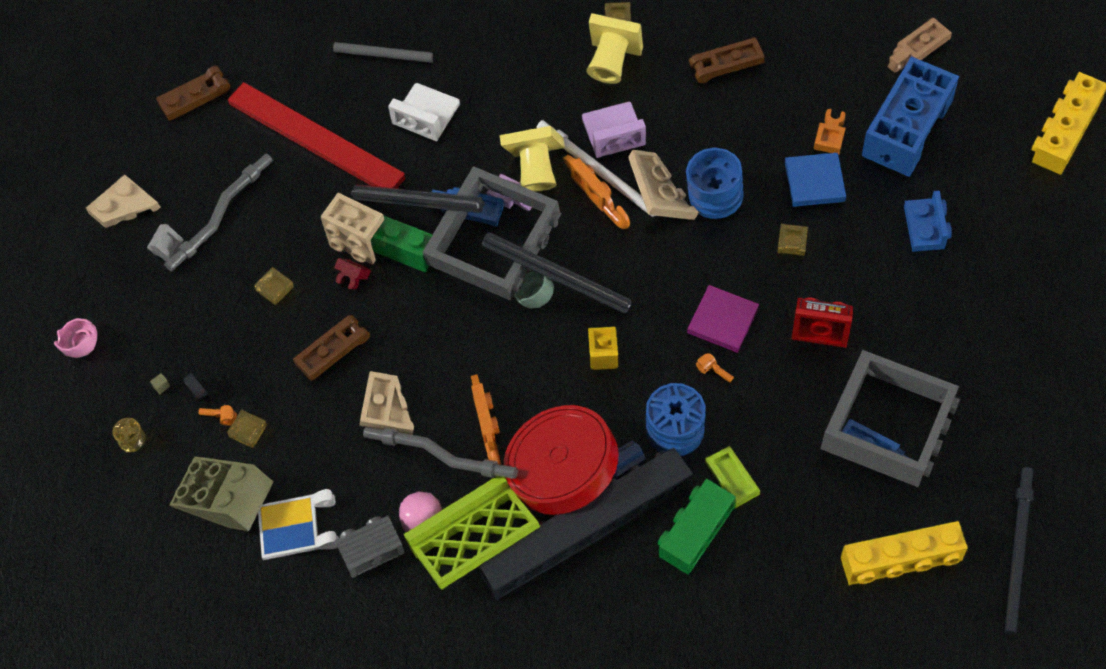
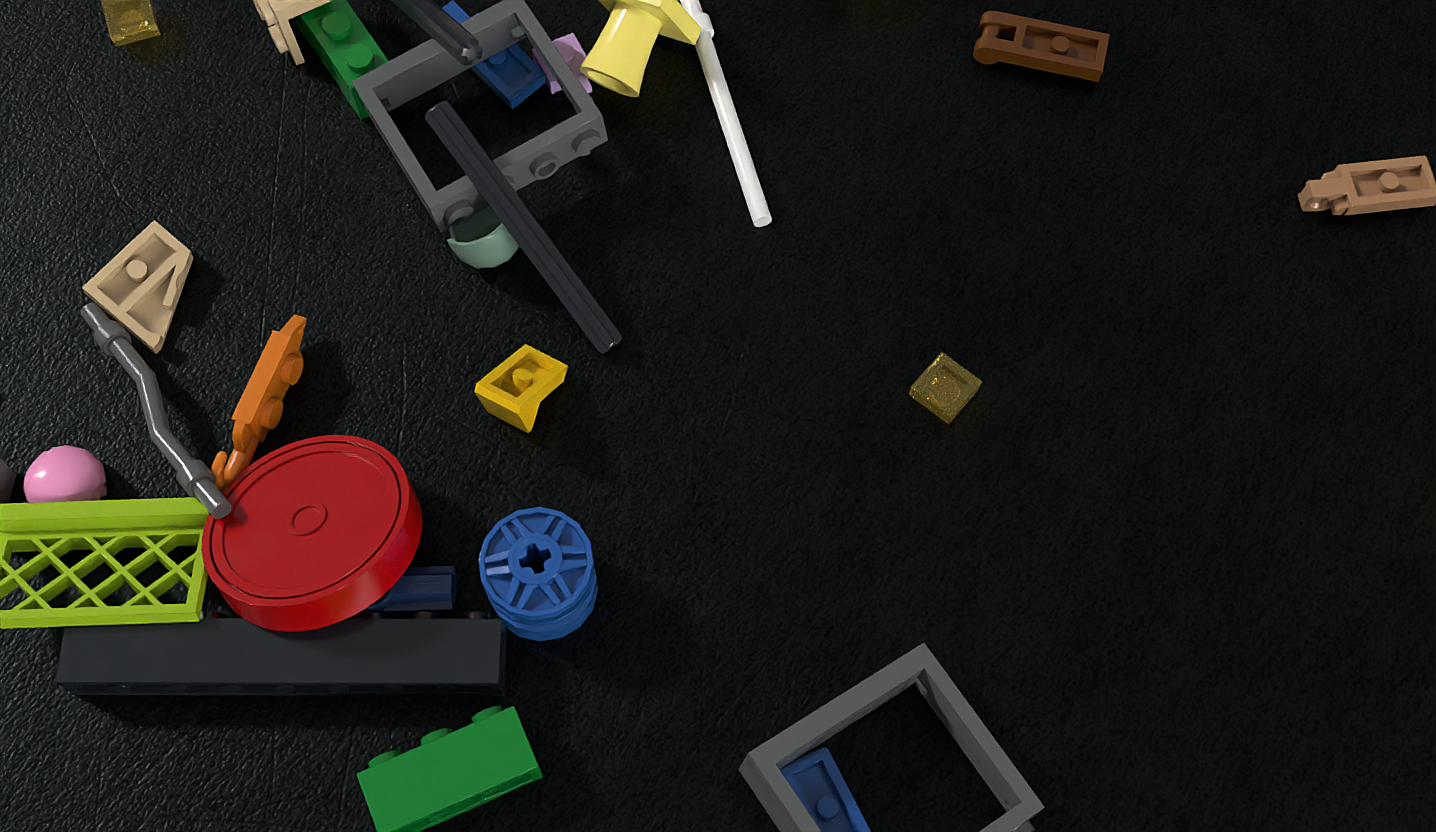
camera: 25 degrees right, 5 degrees up
(331, 347) = (137, 153): reddish brown plate -> none
(352, 270) = (251, 55): dark red tile -> none
(597, 191) = (696, 140): orange plate -> none
(614, 129) = (788, 58): lavender bracket -> none
(656, 188) = (788, 186): tan wing -> none
(708, 362) = (667, 509): orange hand -> none
(715, 183) = (878, 225): blue wheel -> none
(723, 318) = (745, 452): magenta tile -> none
(732, 475) = (573, 724): lime tile -> none
(815, 179) = (1049, 311): blue tile -> none
(822, 322) = (895, 550): red slope -> none
(830, 134) = (1126, 254): orange plate -> none
(898, 133) = (1235, 311): blue plate -> none
(927, 223) = (1187, 489): blue bracket -> none

